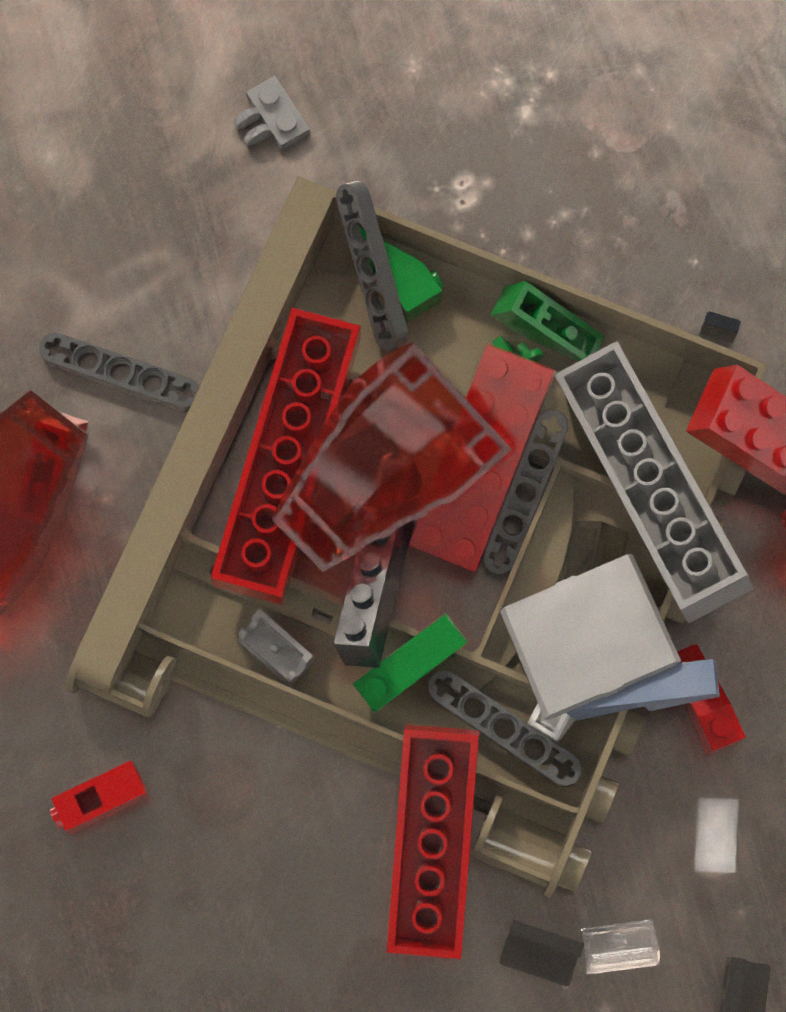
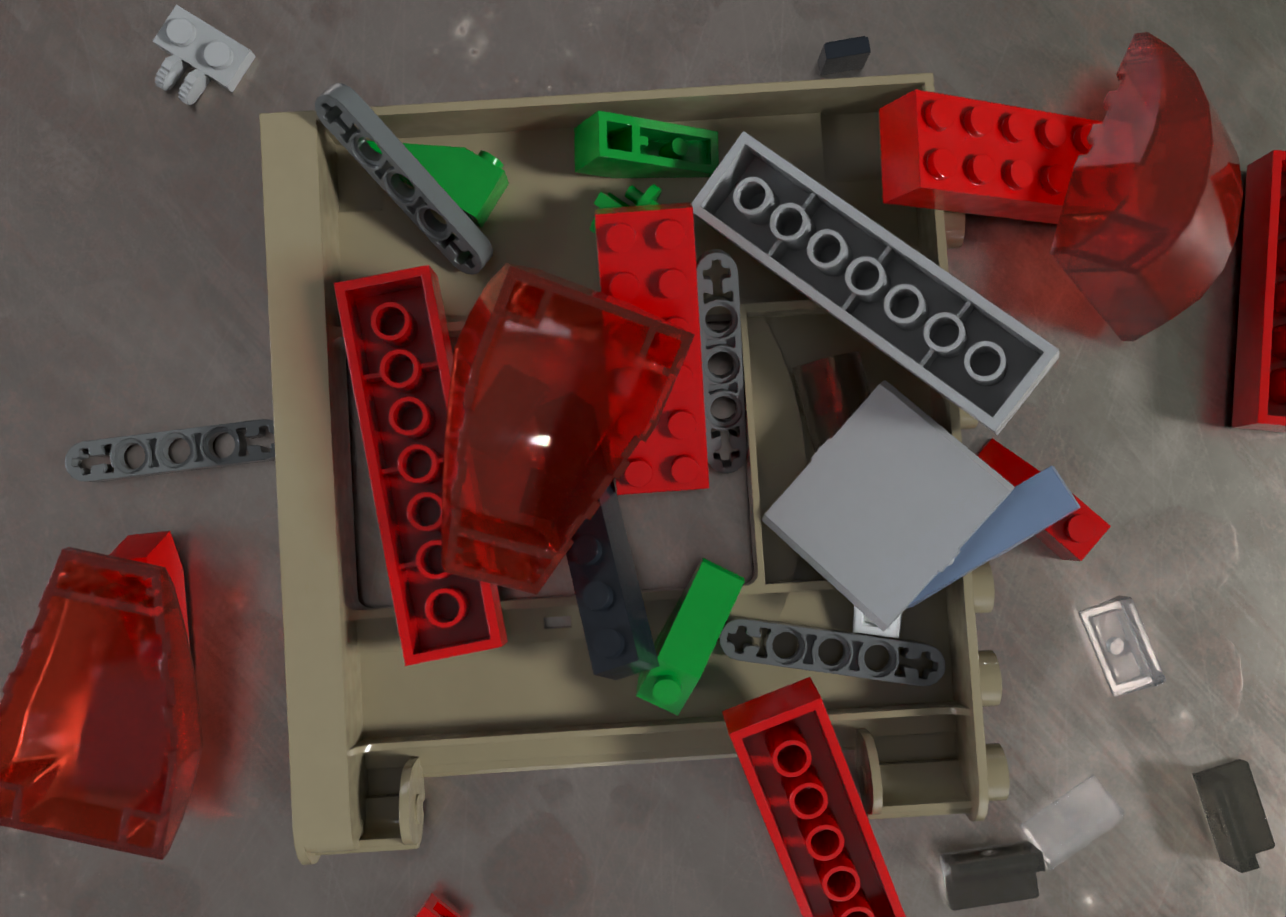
camera: 30 degrees left, 10 degrees up
(275, 648) = (524, 689): light grey hinge -> none

